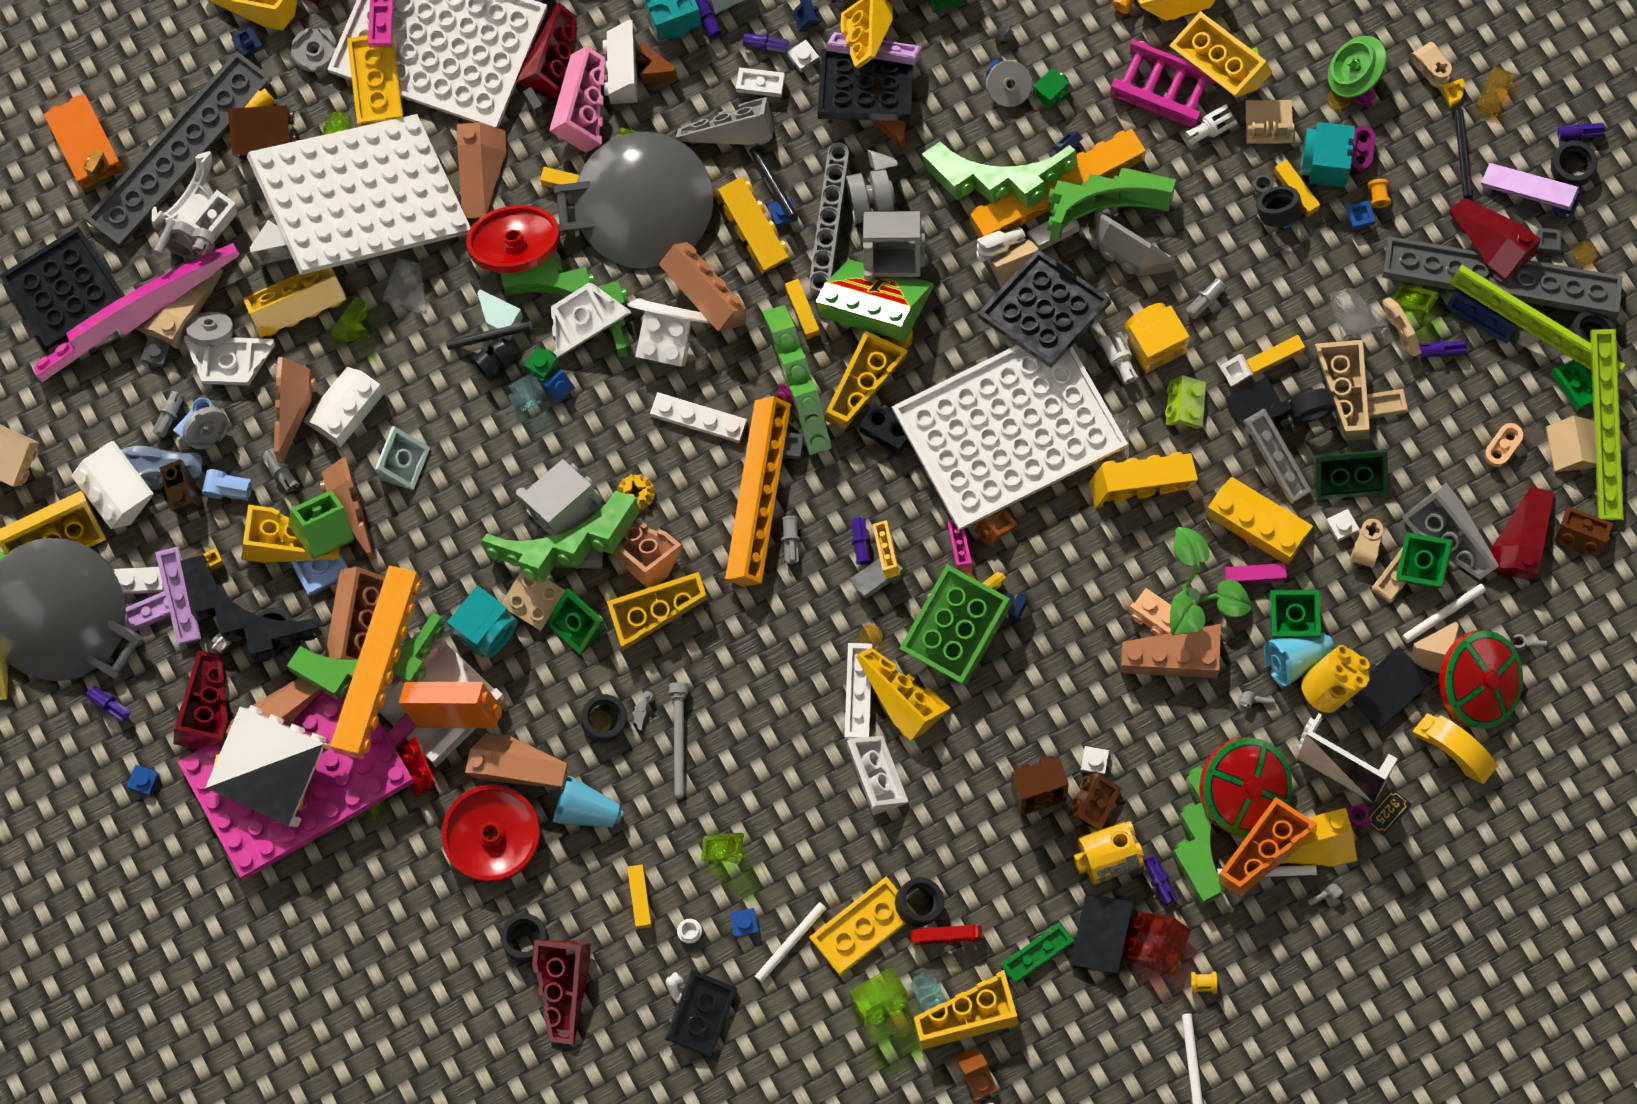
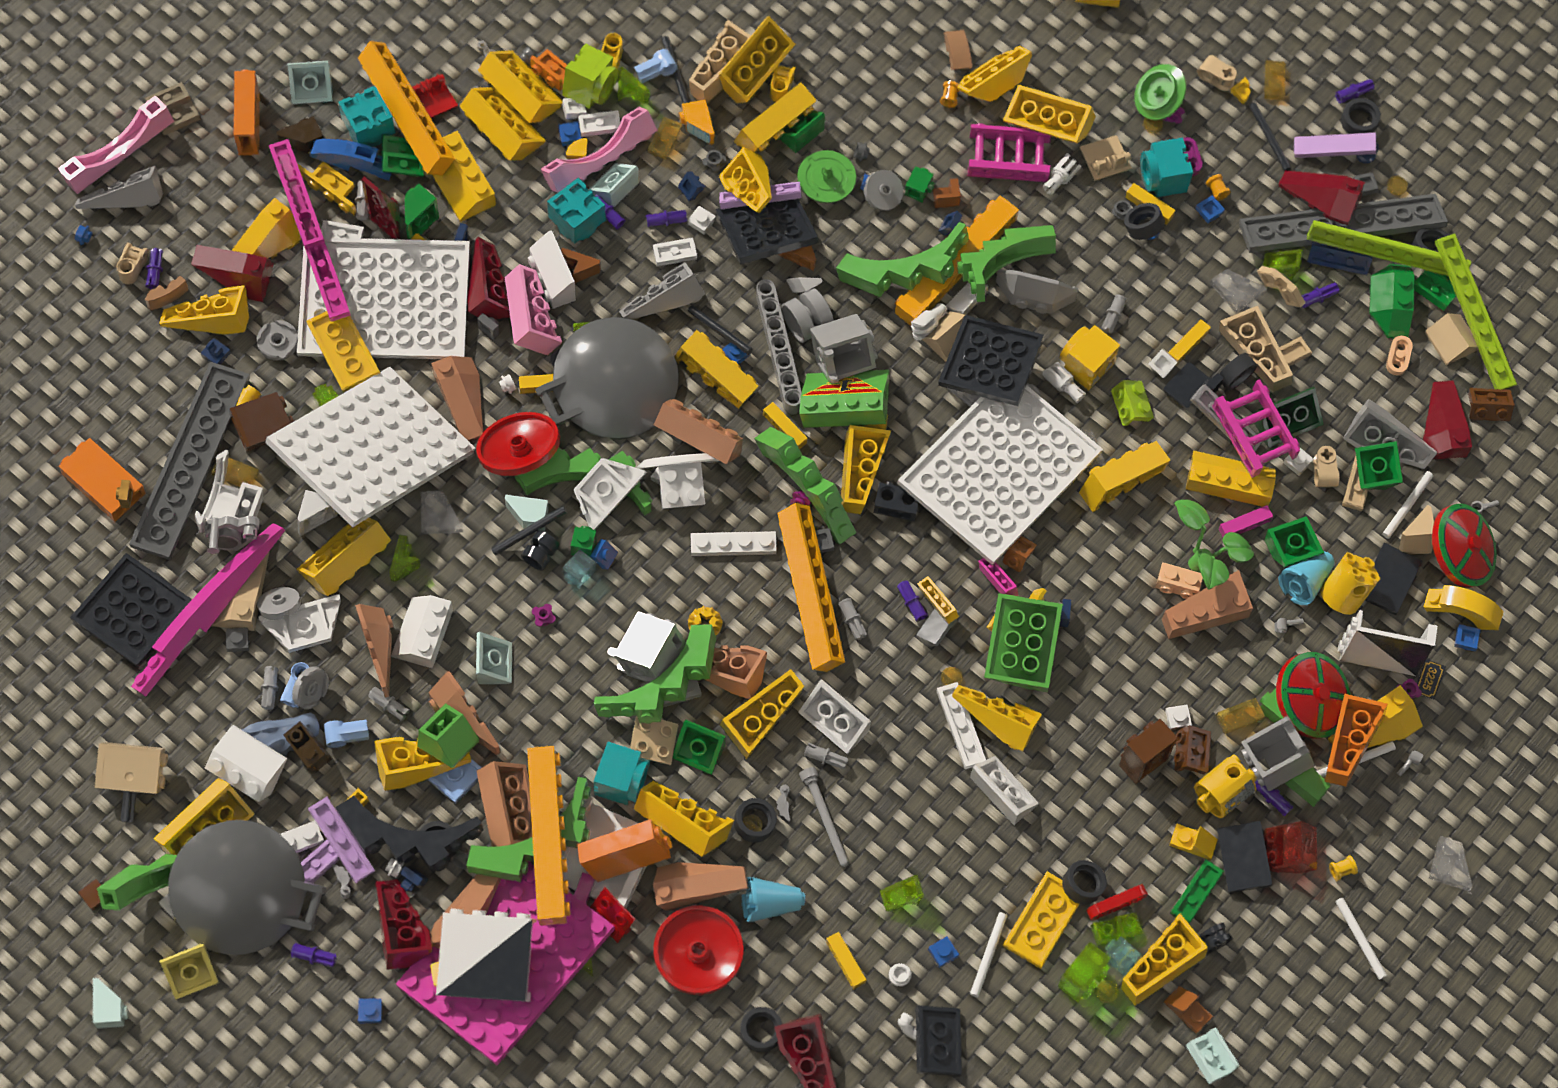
camera: 30 degrees left, 5 degrees down
(168, 636) = (344, 879): none -> light grey piece
(223, 178) = (239, 472): none -> clear yellow plate
(235, 659) = (413, 878): none -> dark blue tile
(477, 434) = (543, 621): none -> magenta plate
(528, 692) = (682, 818): none -> yellow wedge
(530, 171) = (507, 384): none -> white plate
(704, 675) = (825, 756): none -> light grey axle
(728, 638) = (835, 717): none -> white slope
(939, 962) = (1120, 926): none -> clear neon green slope
(953, 49) = (826, 176): none -> bright green piece
(1033, 1008) = (1216, 937): none -> black wheel
(1056, 898) = (1193, 841): none -> yellow slope
(1077, 111) = (947, 196): none -> dark orange panel
(1160, 781) = (1240, 715): none -> clear yellow plate
(1185, 837) = (1282, 751): none -> light grey container
(1281, 489) = (1244, 444): none -> dark pink fence
(1323, 1019) = (1450, 864): none -> clear wing
(1446, 781) = (1467, 637): none -> blue plate
(1521, 379) = (1392, 299): none -> green wedge

